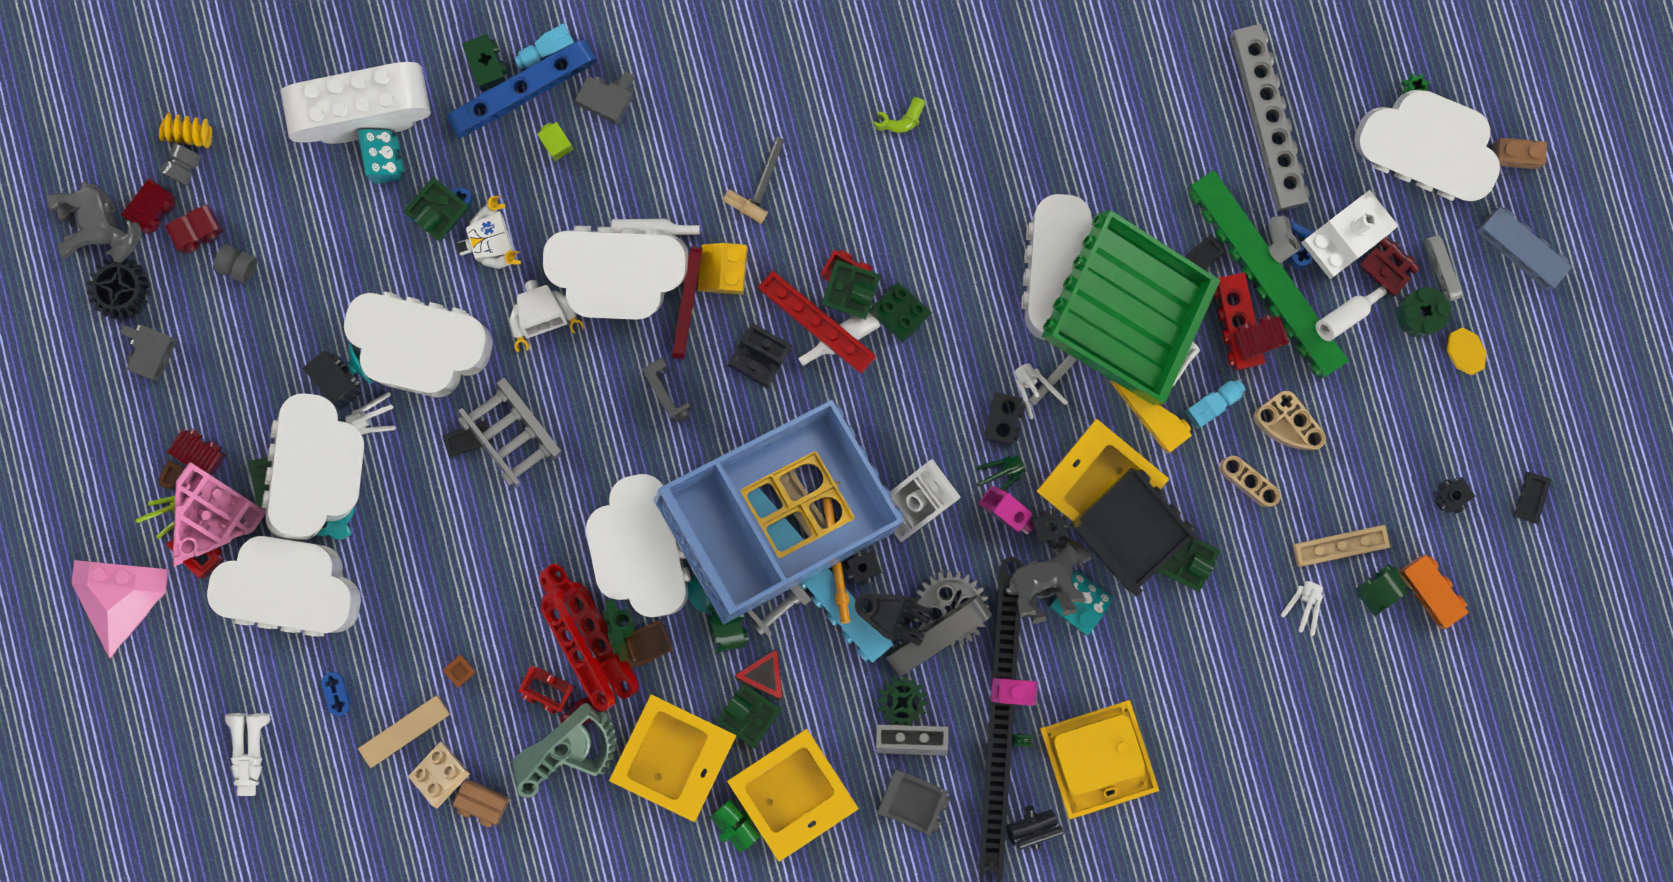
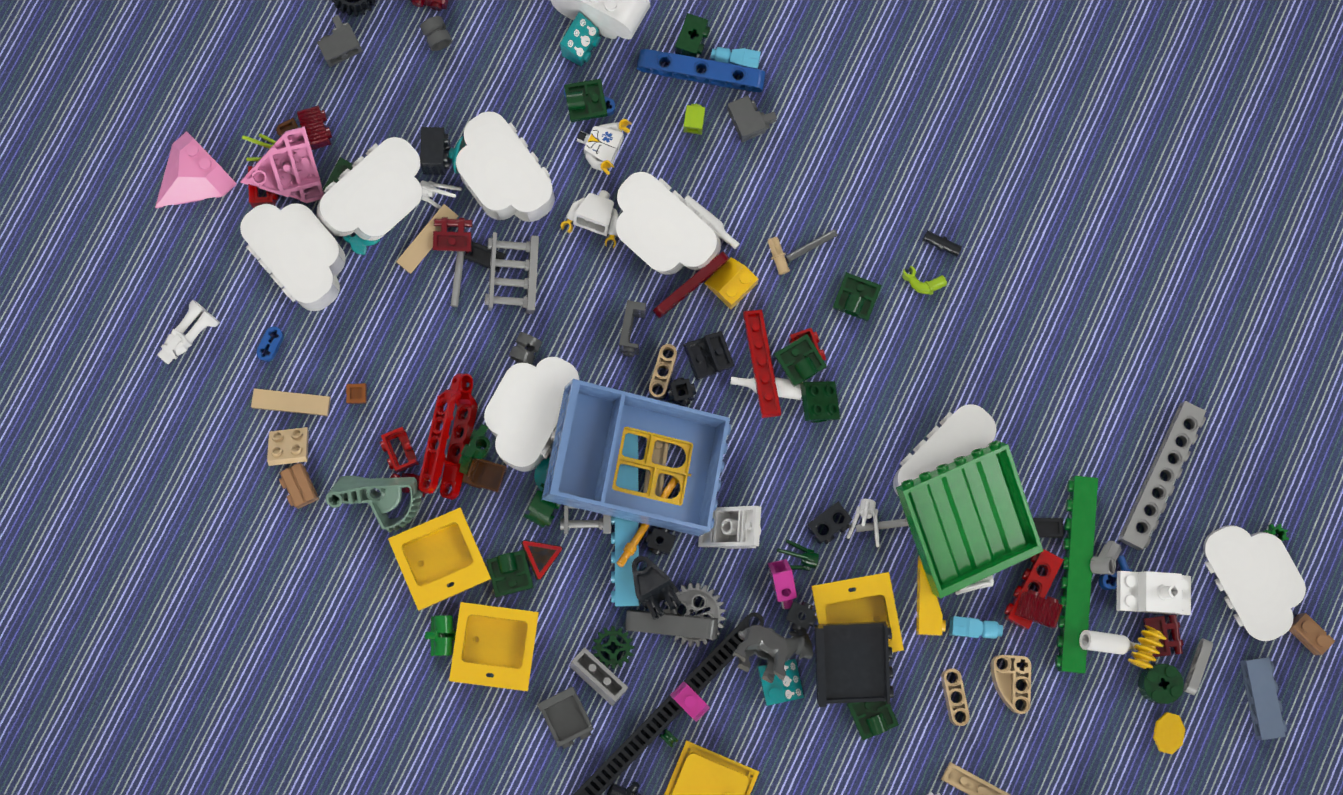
camera: 40 degrees right, 5 degrees down
(398, 468) = (423, 242): none -> tan tile
(424, 451) = (452, 241): none -> dark red plate
(460, 481) = (457, 279): none -> light grey bar
(583, 503) = (526, 355): none -> dark grey wheel
(730, 396) = (662, 362): none -> tan beam
(757, 405) = (682, 385): none -> black brick
(851, 184) = (857, 296): none -> dark green plate
(888, 66) = (942, 243): none -> black pin
(1386, 290) = (1147, 647): none -> yellow piece

